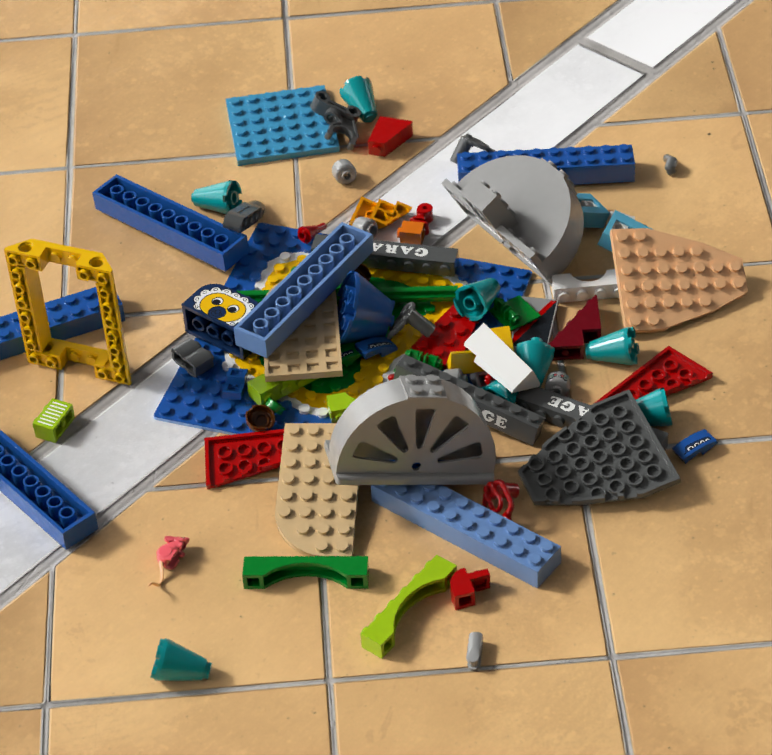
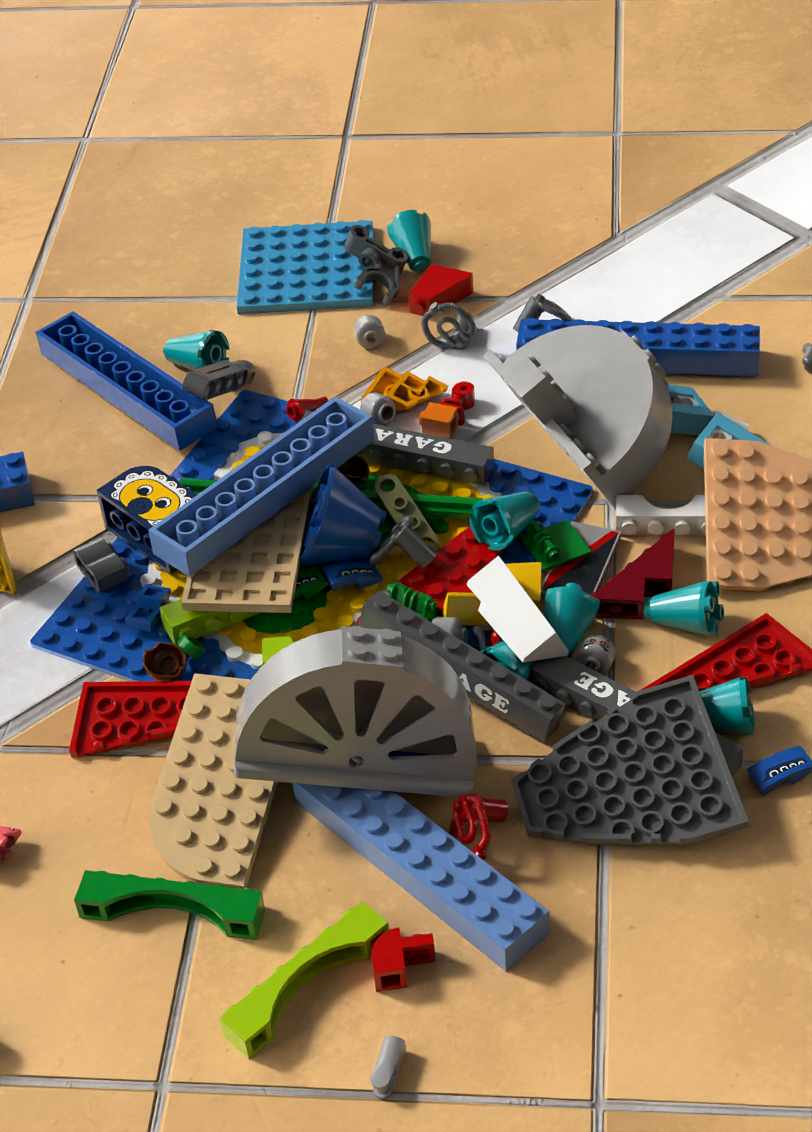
camera: 10 degrees right, 0 degrees up
(402, 295) = (400, 505): none -> olive plate
(412, 158) = (463, 328): none -> dark grey piece

